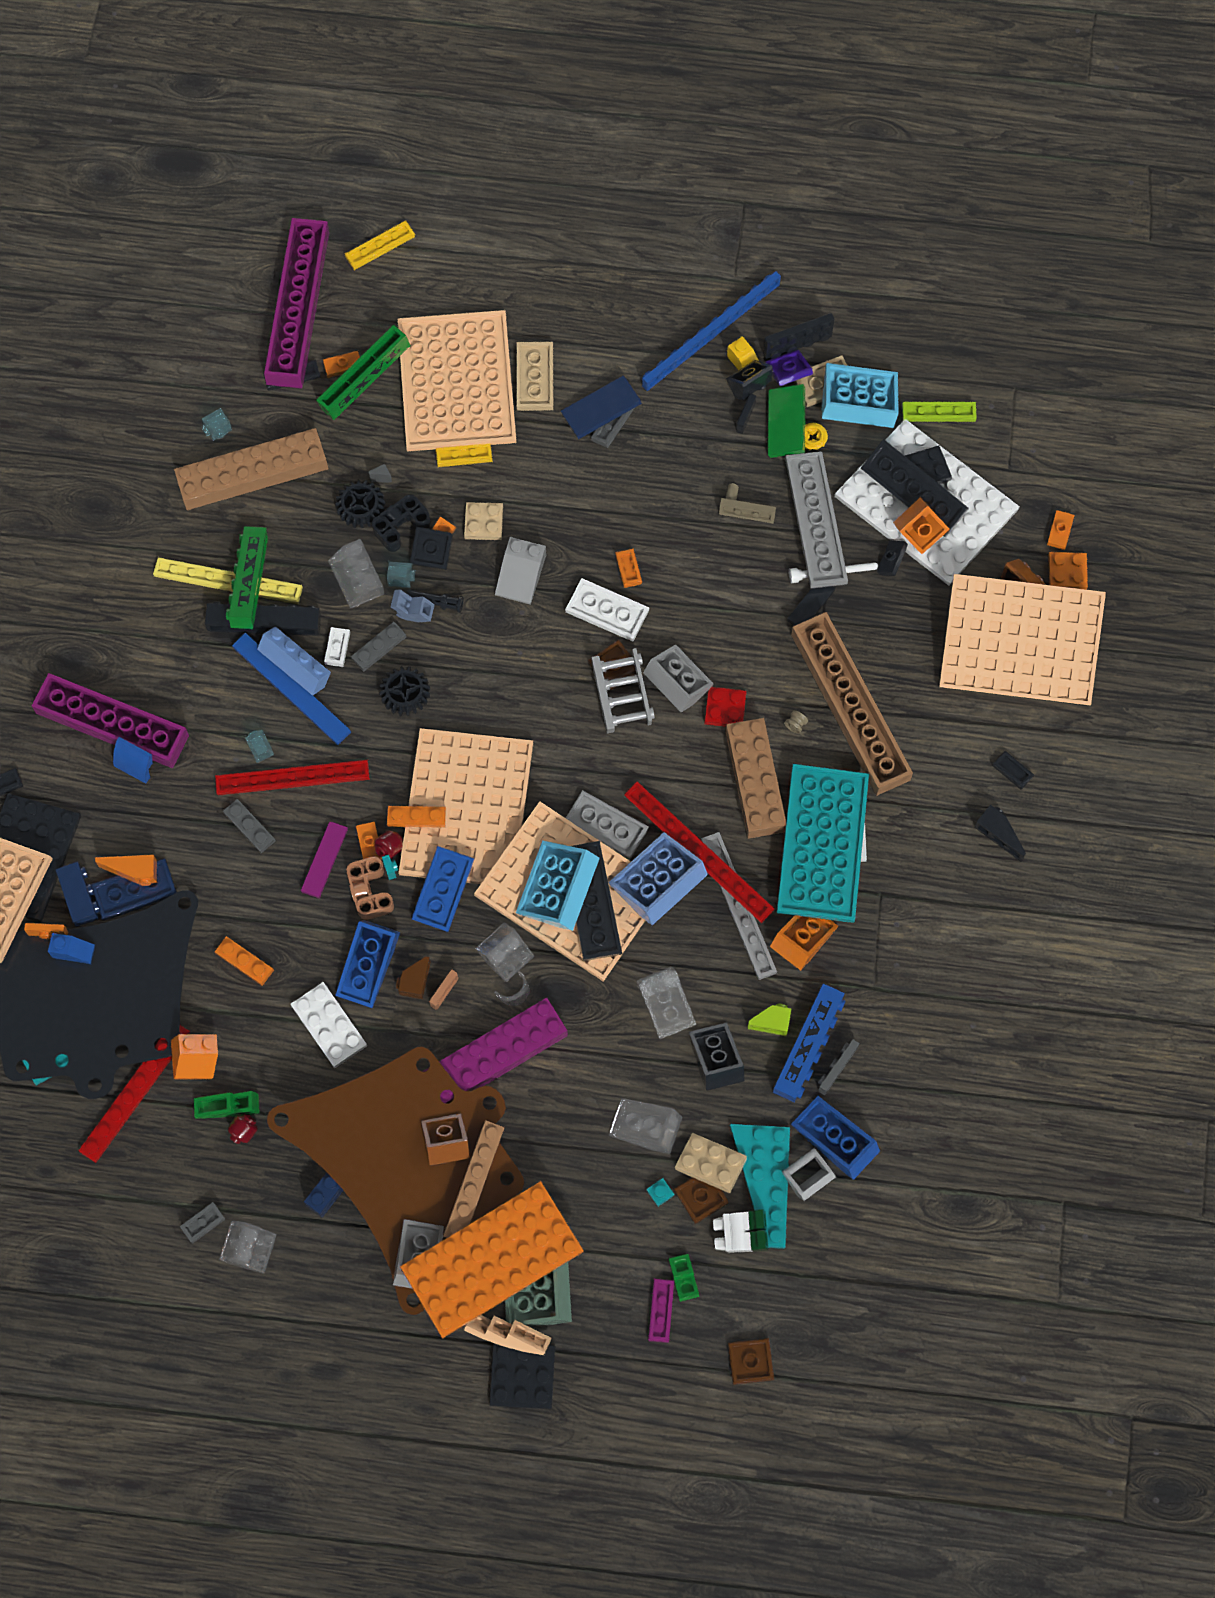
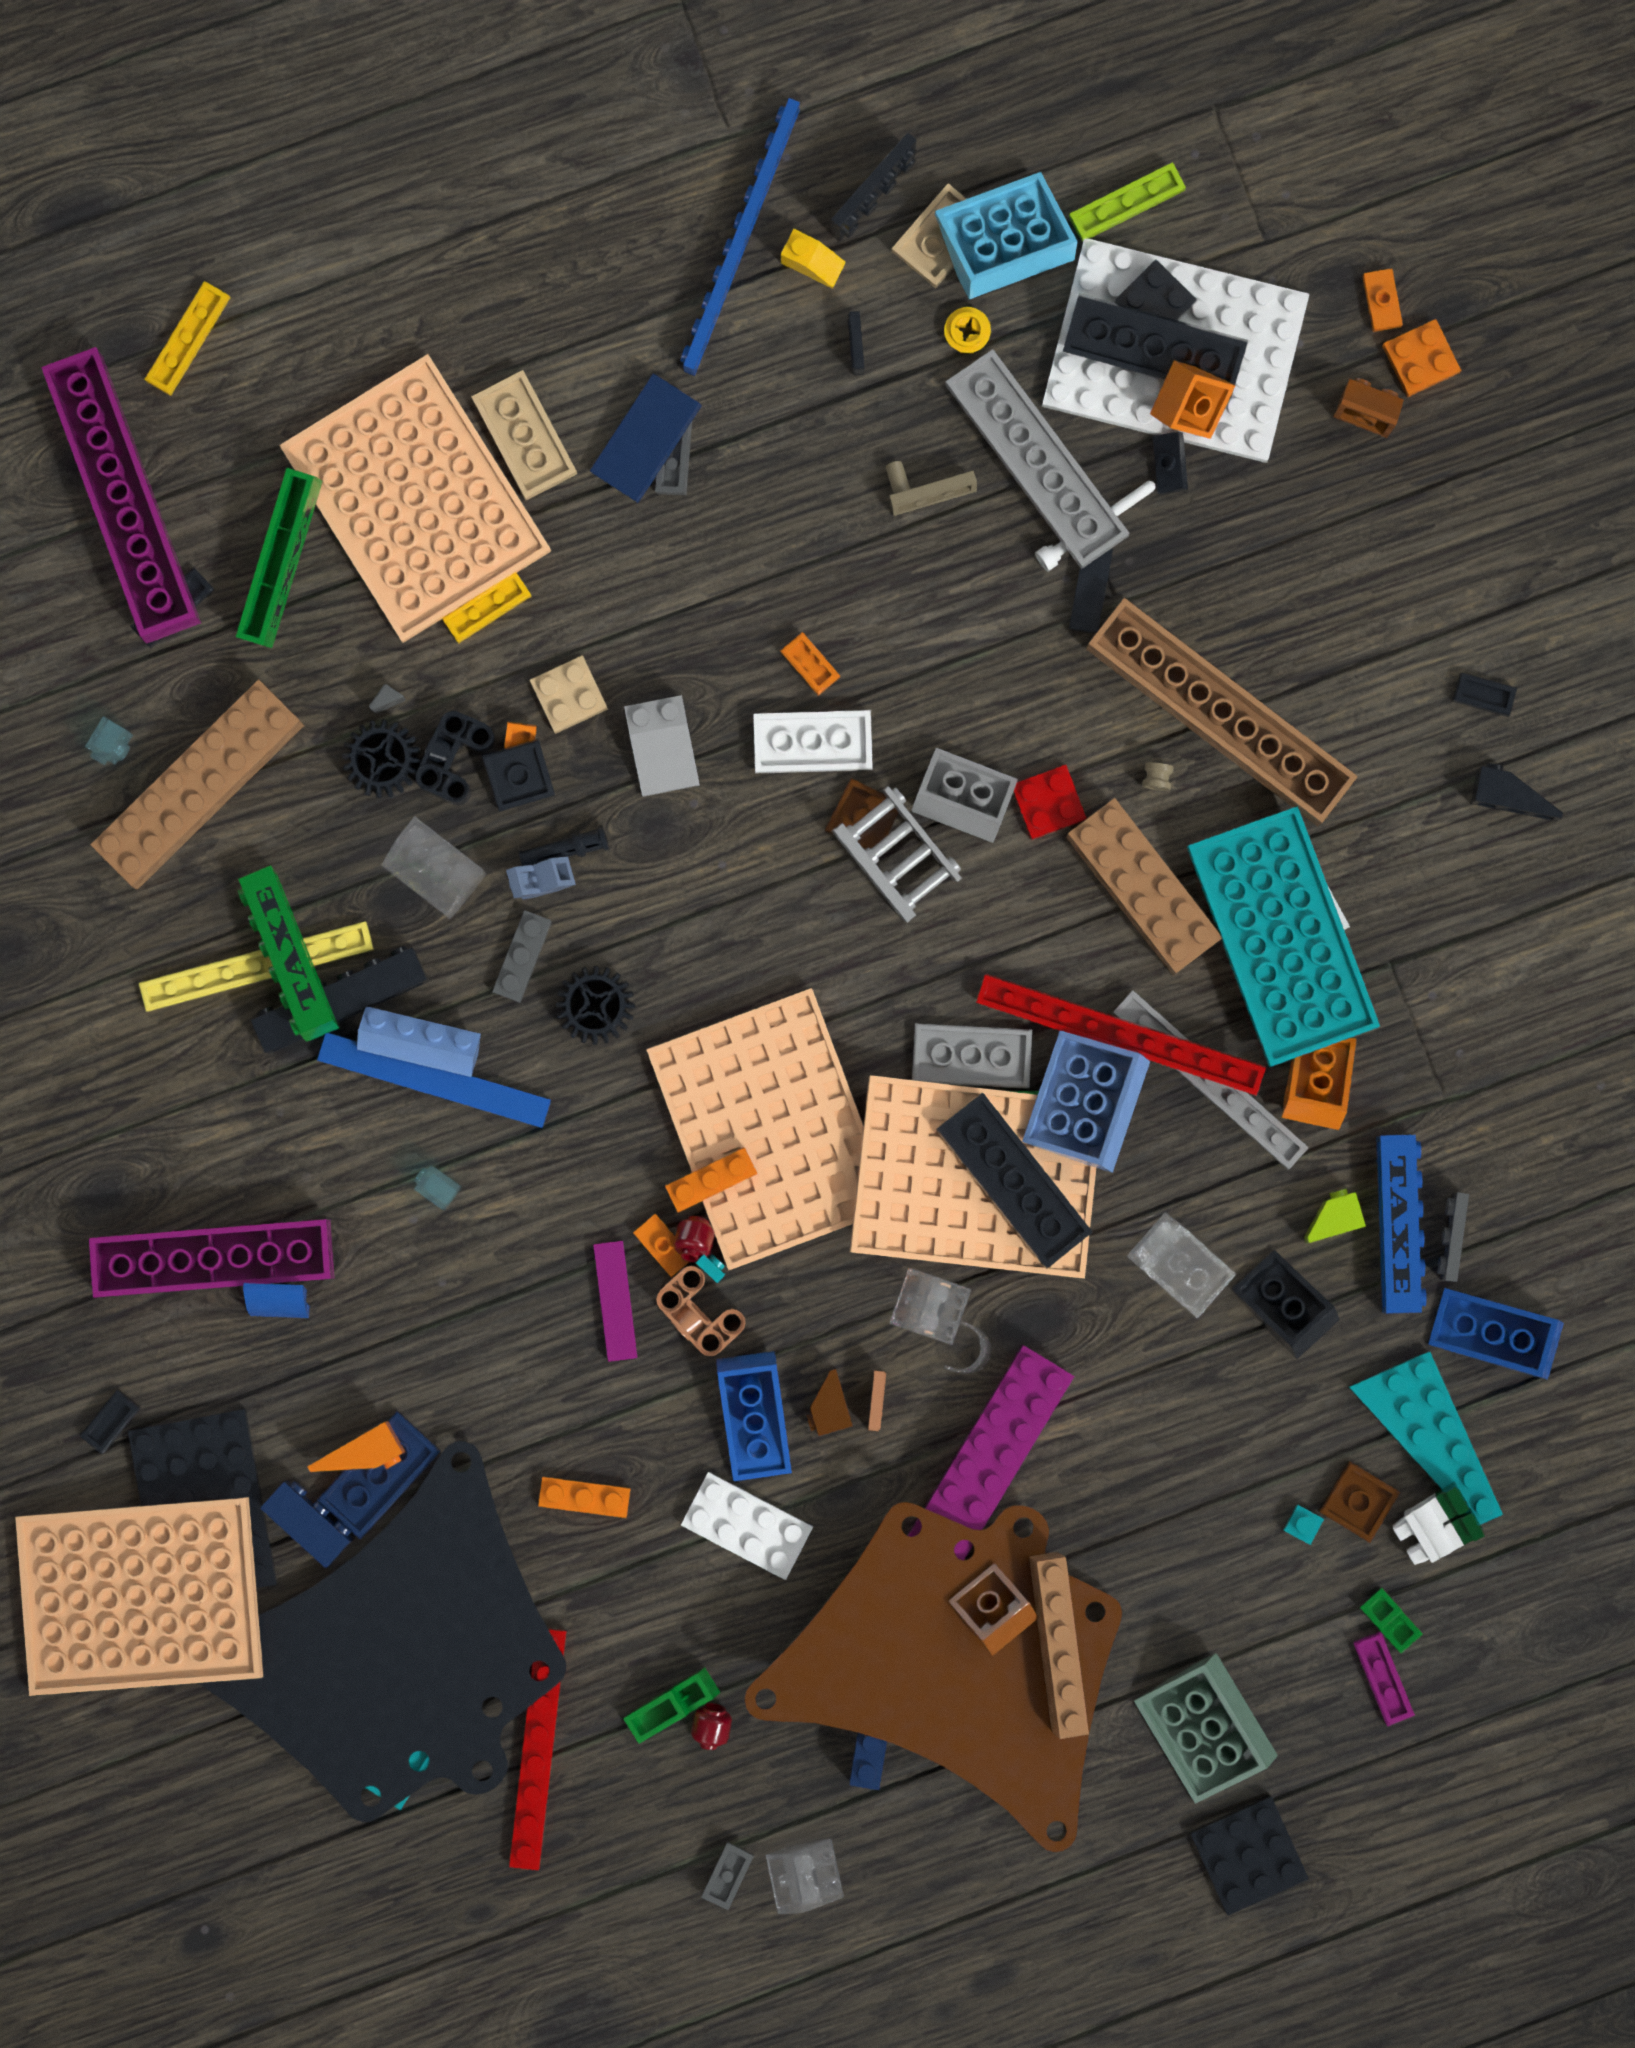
camera: 30 degrees left, 15 degrees up
(45, 930) = (298, 1600): orange plate -> none
(70, 948) = (346, 1607): blue slope -> none
(194, 1056) = (594, 1665): orange slope -> none
(249, 826) = (486, 1306): dark grey plate -> none
(292, 777) = (506, 1206): red tile -> none
(337, 647) = (465, 988): white plate -> none
(340, 364) = (236, 554): orange plate -> none
(400, 574) = (496, 836): clear light blue brick -> none
(414, 1240) = (1036, 1775): light grey slope -> none
(443, 889) = (801, 1262): blue tile -> none
(491, 1259) = (1140, 1738): orange plate -> none
(509, 1335) = (1204, 1815): light nougat slope -> none
(558, 885) = (961, 1187): medium azure slope -> none
(646, 1125) = (1240, 1447): clear slope -> none
(711, 1162) = (1351, 1453): tan plate -> none
(750, 379) = (836, 288): black slope -> none
(751, 1361) = (1531, 1684): reddish brown tile -> none
(786, 421) = (919, 326): green tile -> none
(790, 367) = (882, 241): dark purple tile -> none
(815, 1182) = (1499, 1409): light grey tile -> none
(1022, 639) = (1413, 502): light nougat plate -> none

